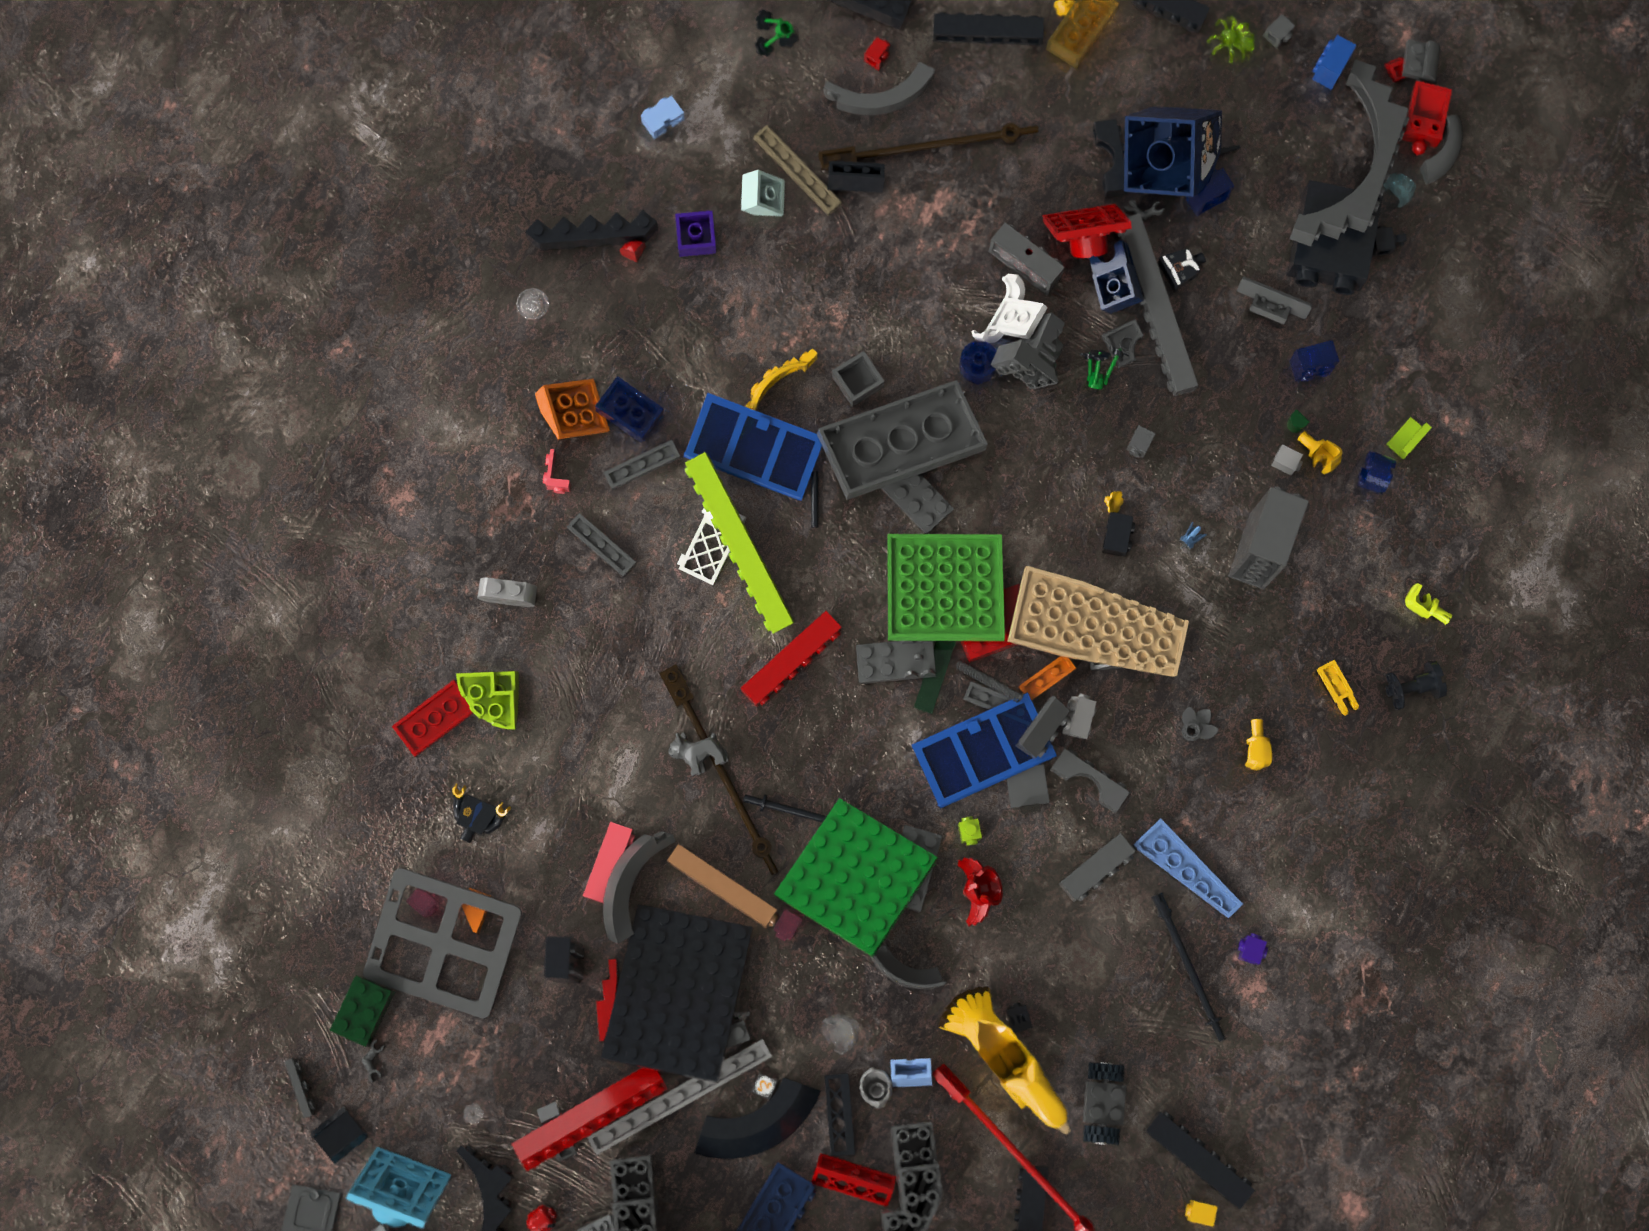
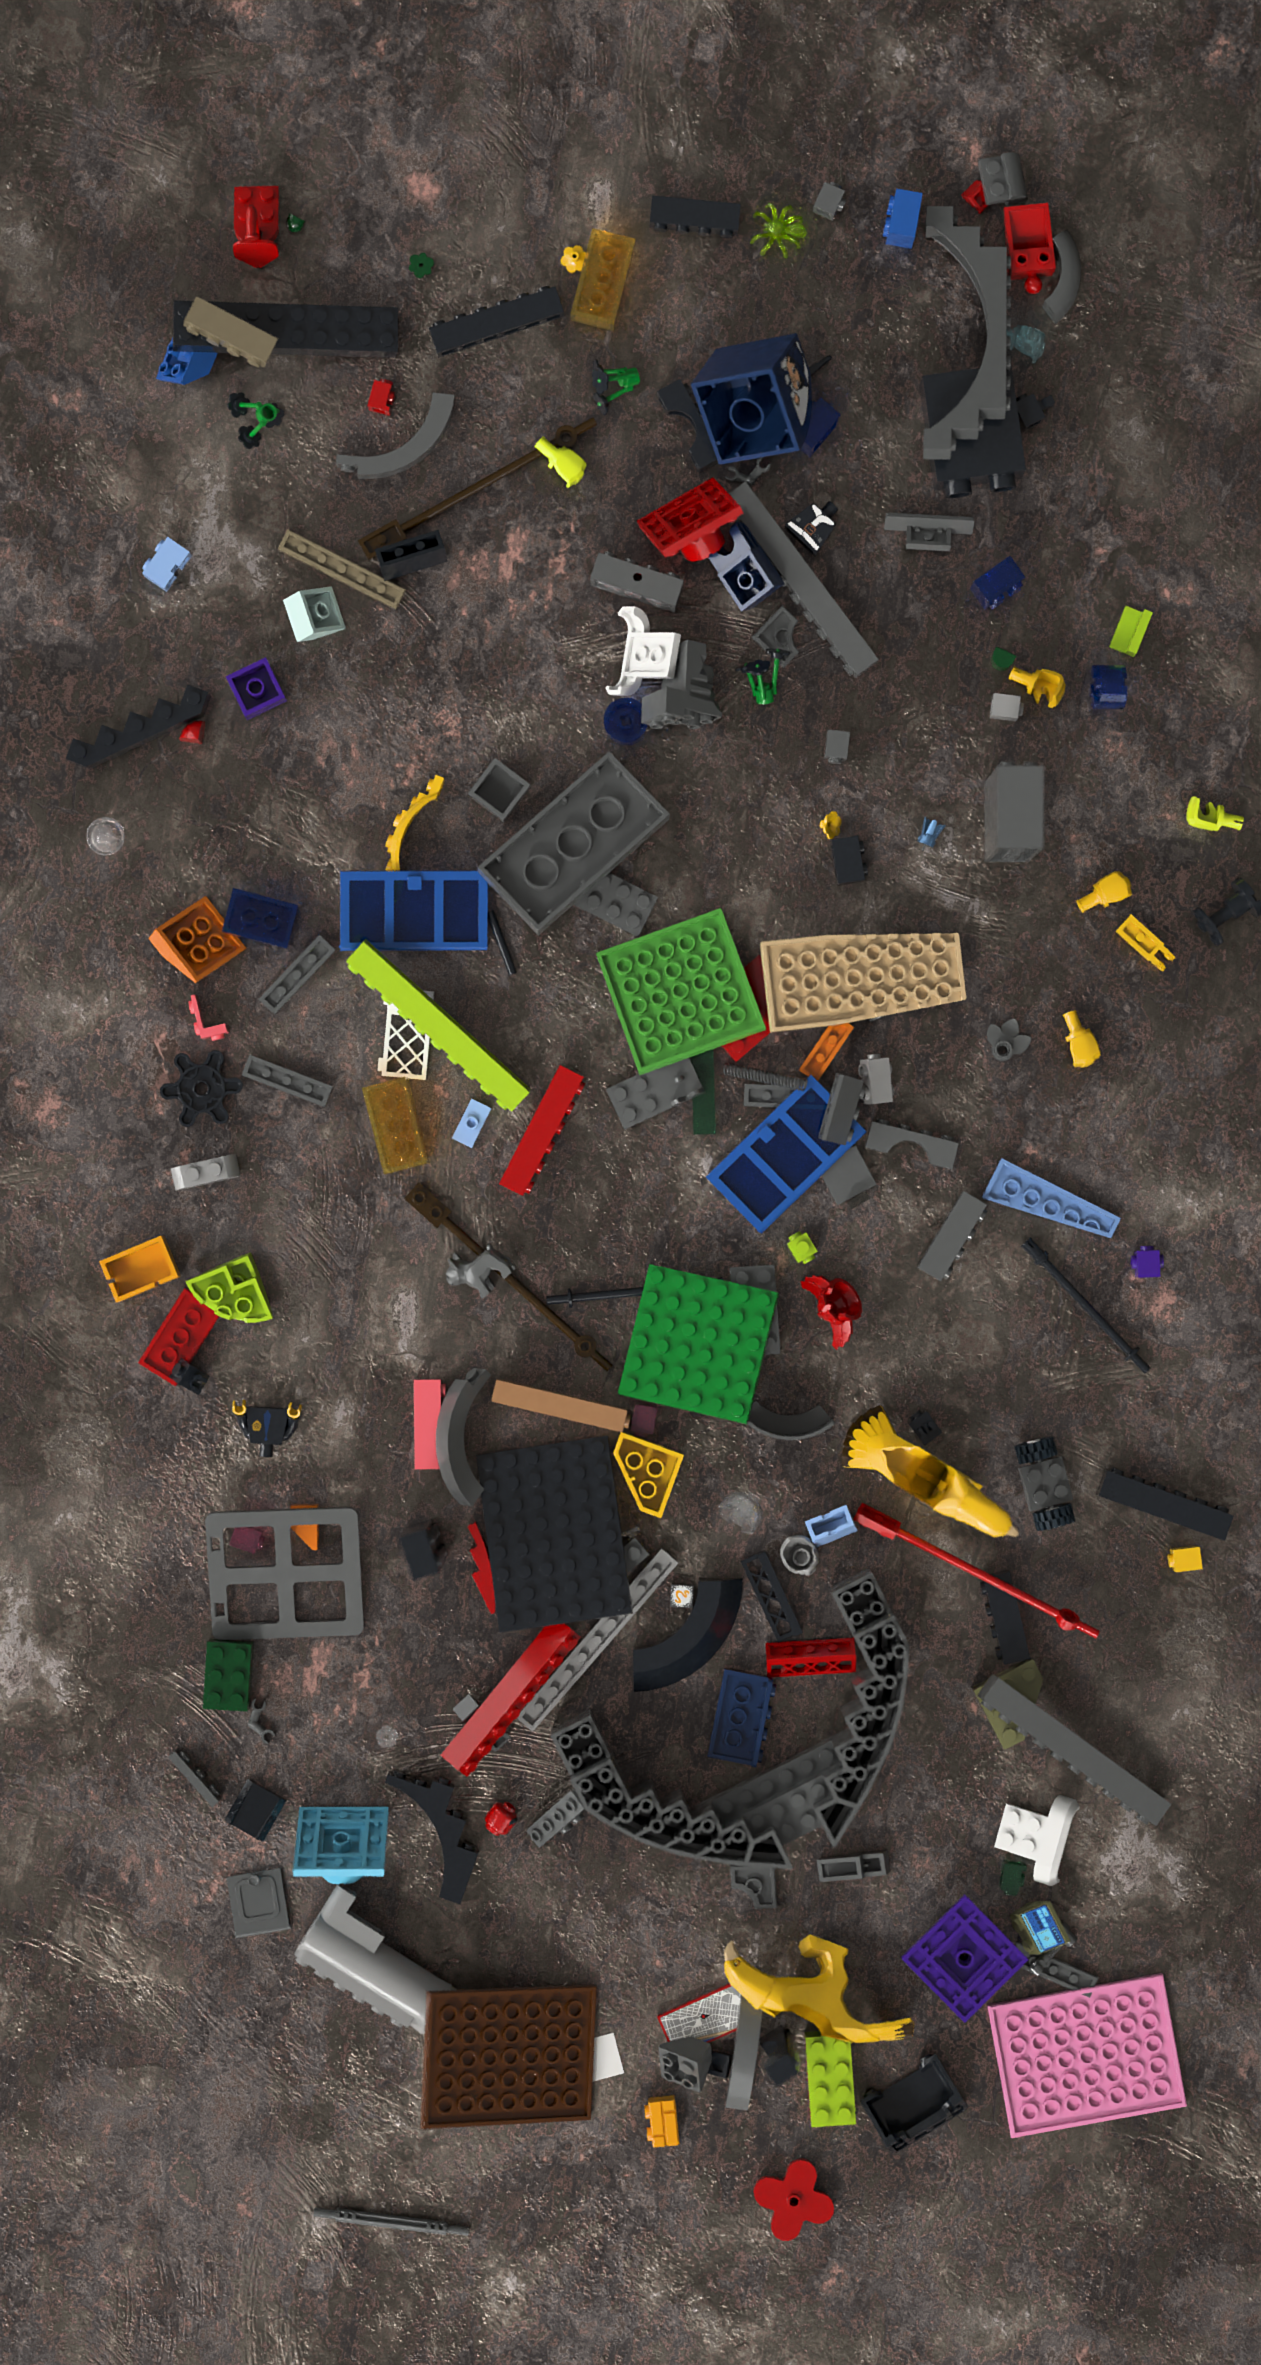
camera: 20 degrees left, 10 degrees up
(423, 650) = (140, 1268): none -> light orange piece
(428, 751) = (189, 1376): none -> black brick
(529, 513) = (185, 1088): none -> black plate
(674, 611) = (395, 1125): none -> clear yellow brick
(736, 633) = (471, 1123): none -> light blue plate
(775, 969) = (648, 1471): none -> yellow brick
(1003, 149) = (566, 461): none -> neon yellow piece
(1074, 105) = (625, 378): none -> plant
(1321, 632) = (1107, 890): none -> yellow piece

